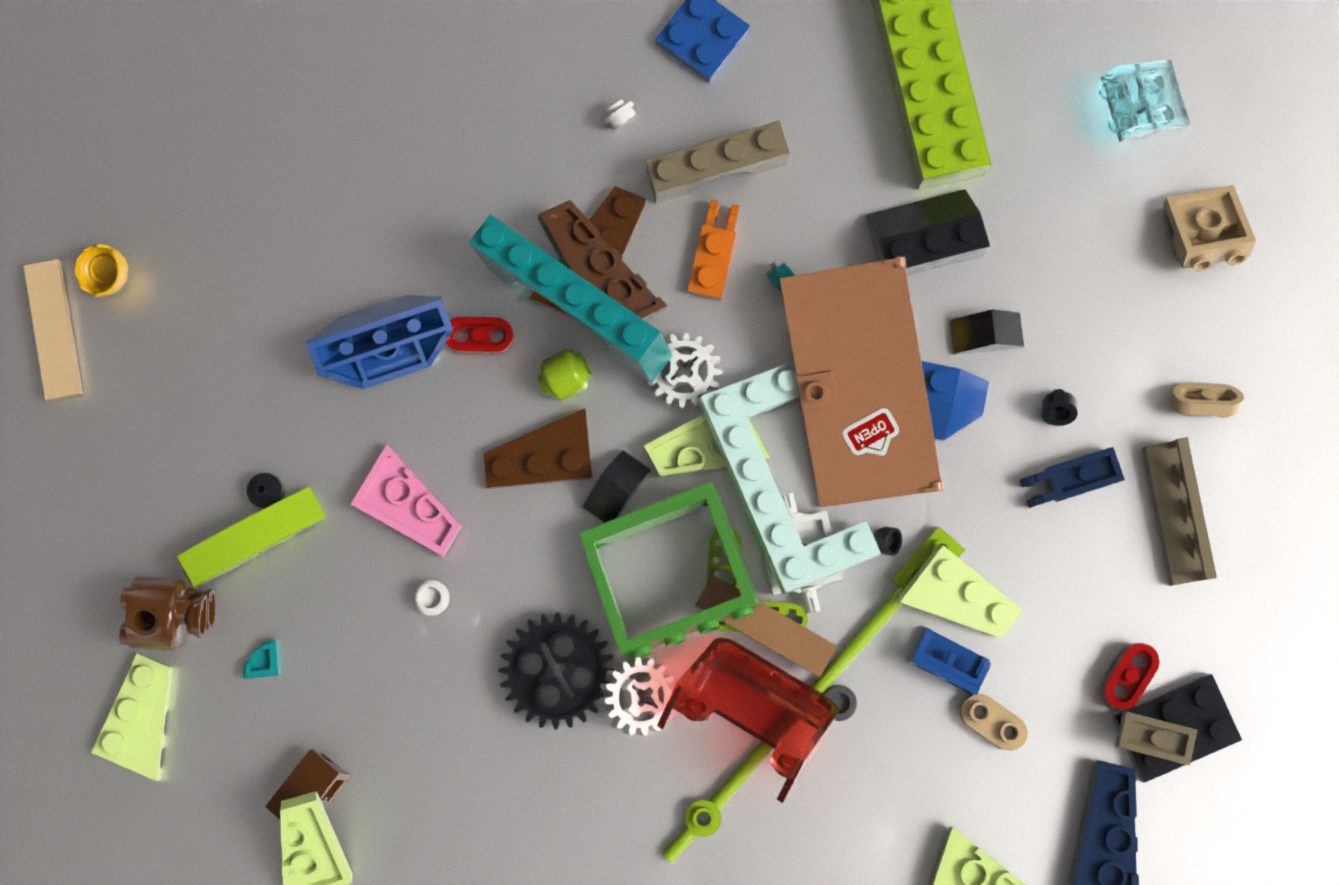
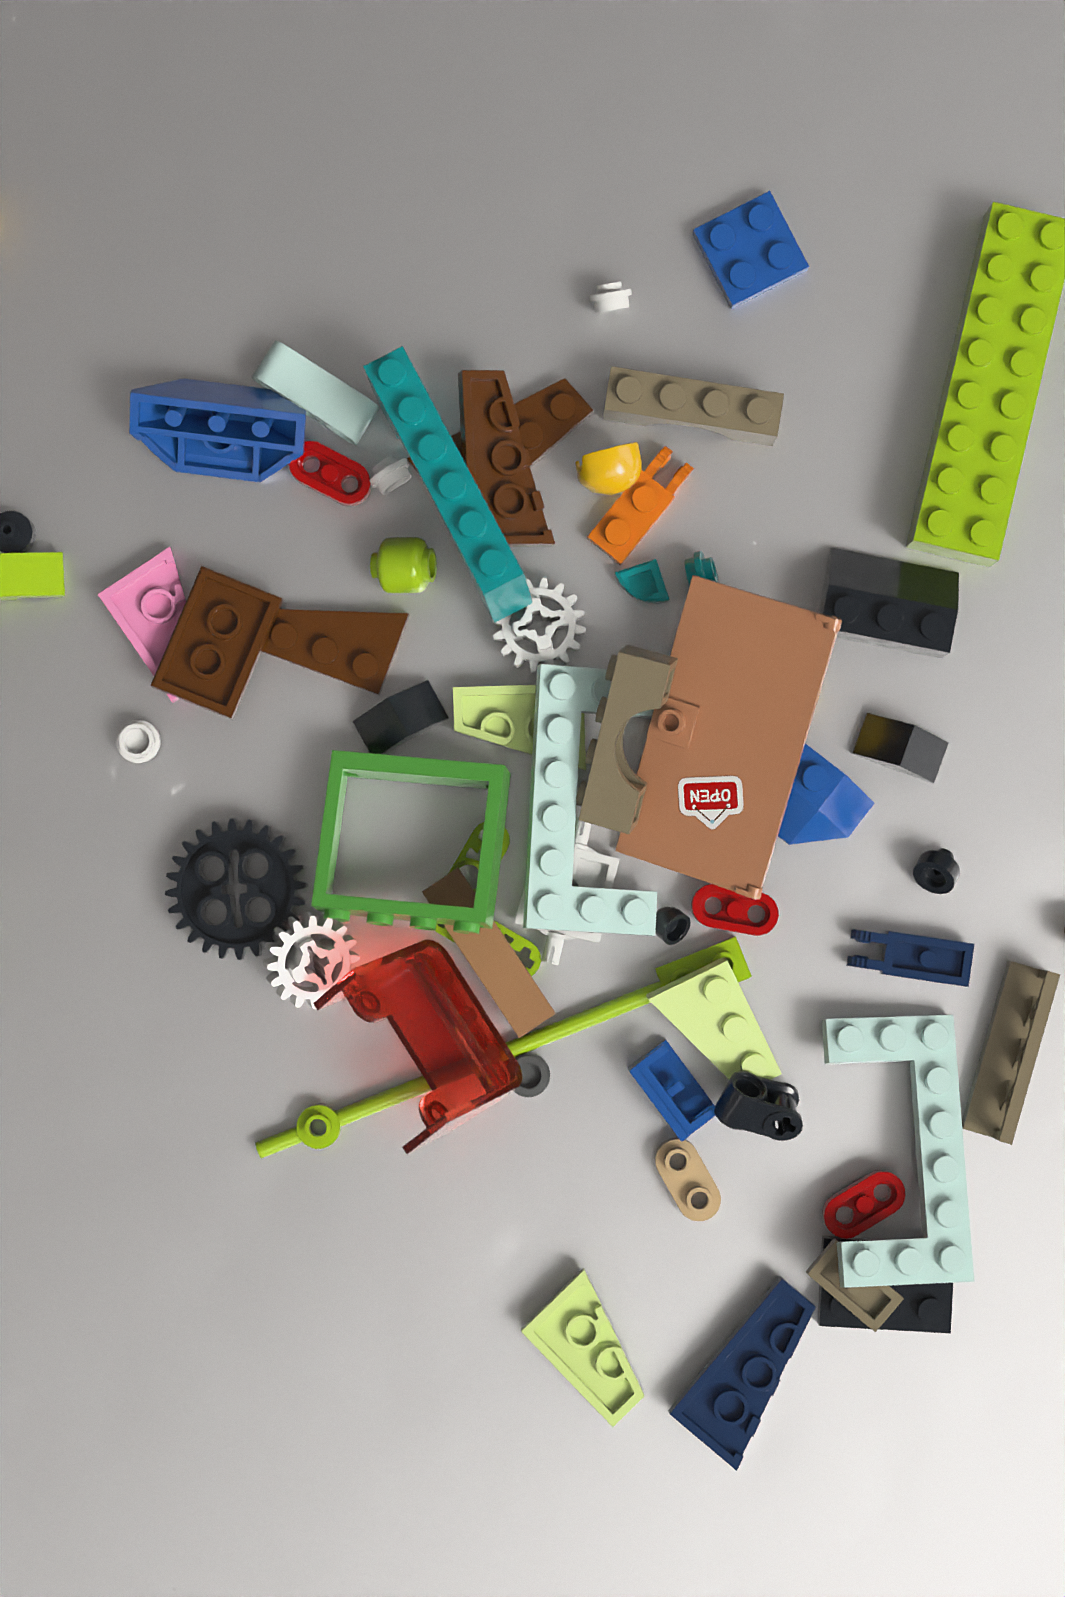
camera: 30 degrees right, 5 degrees up
(453, 282) = (316, 391): none -> light aqua beam
(455, 497) = (216, 643): none -> reddish brown tile
(523, 315) = (390, 474): none -> white plate
(680, 234) = (610, 469): none -> yellow hair
(744, 304) = (644, 582): none -> teal tile
(799, 463) = (613, 790): none -> dark tan arch
(927, 508) = (734, 911): none -> red plate
(1017, 641) = (755, 1105): none -> black piece
(1206, 673) = (946, 1246): none -> light aqua plate

